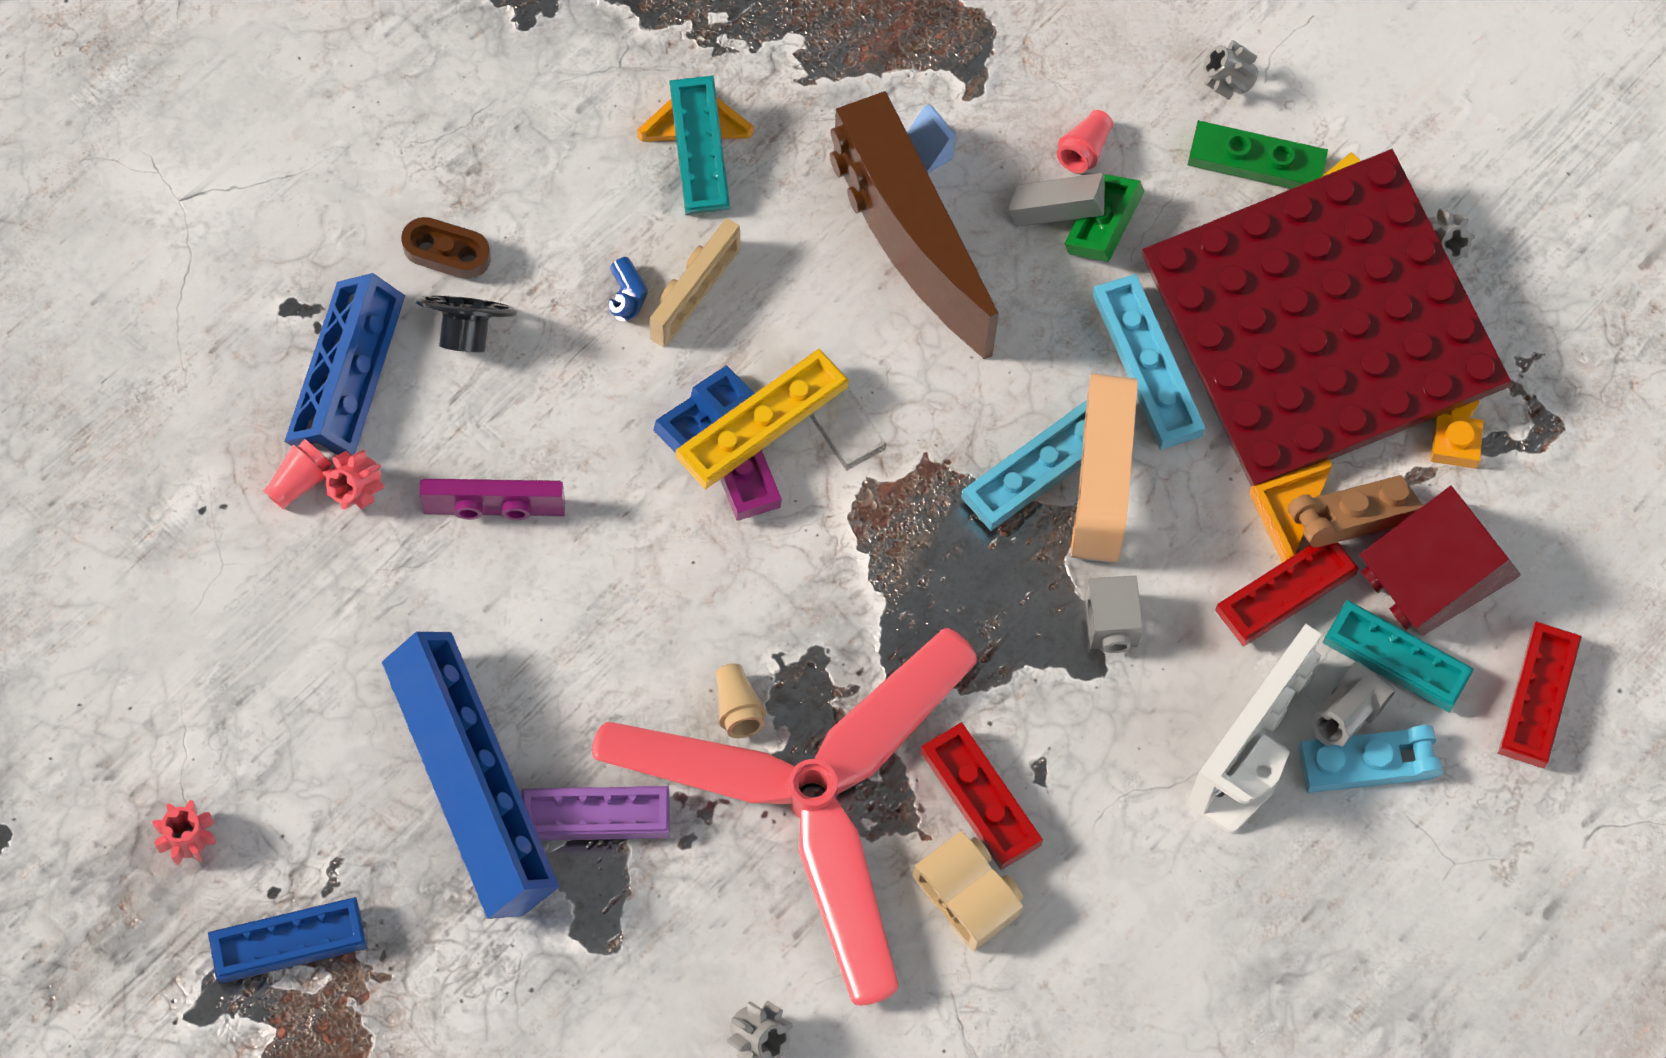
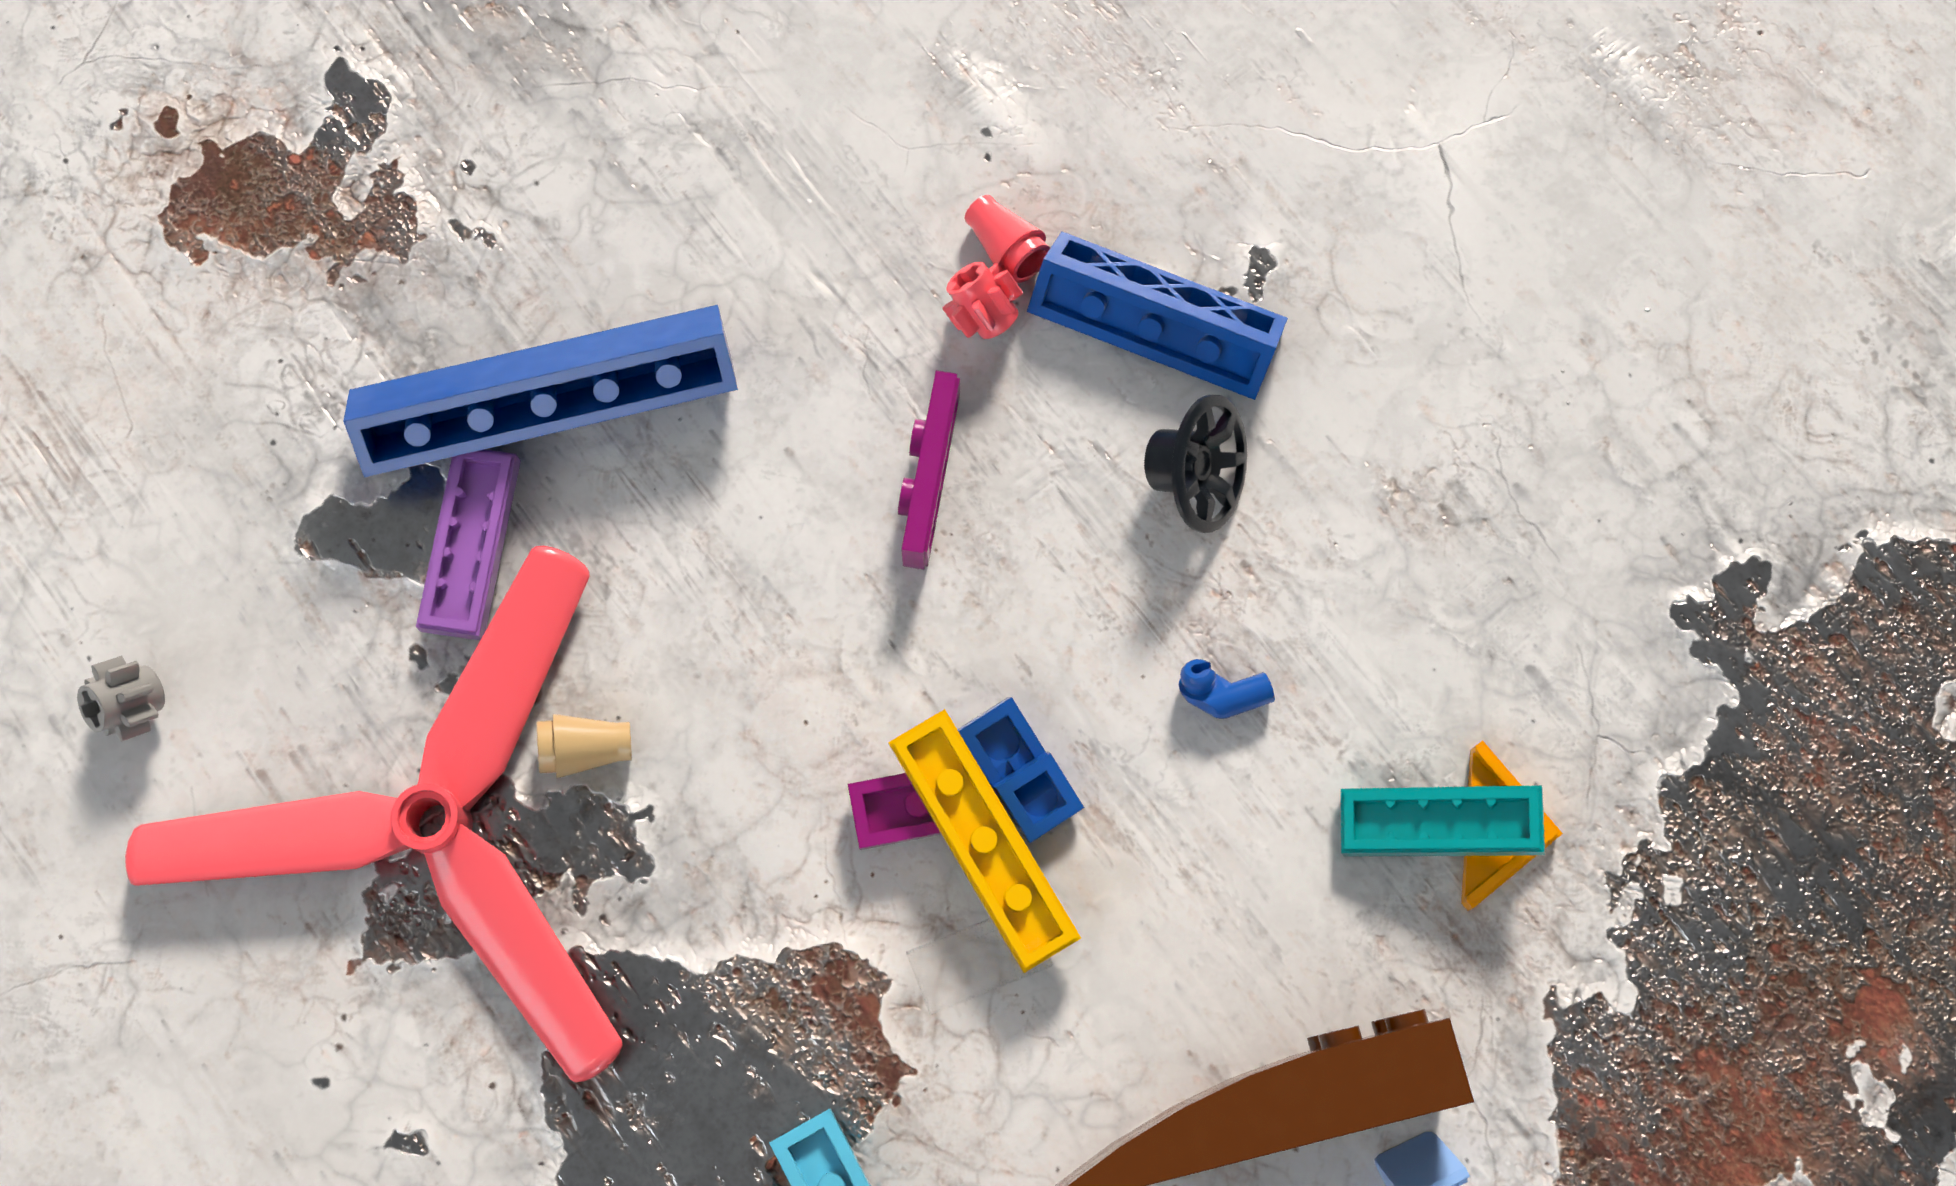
camera: 100 degrees right, 10 degrees up
(177, 821) = (550, 65): coral gear -> none
(287, 940) = (391, 169): blue plate -> none
(448, 248) = (1317, 460): reddish brown plate -> none
(702, 271) = (1240, 799): tan plate -> none
(968, 889) = (244, 1005): tan brick -> none
(981, 796) = (375, 1049): red plate -> none

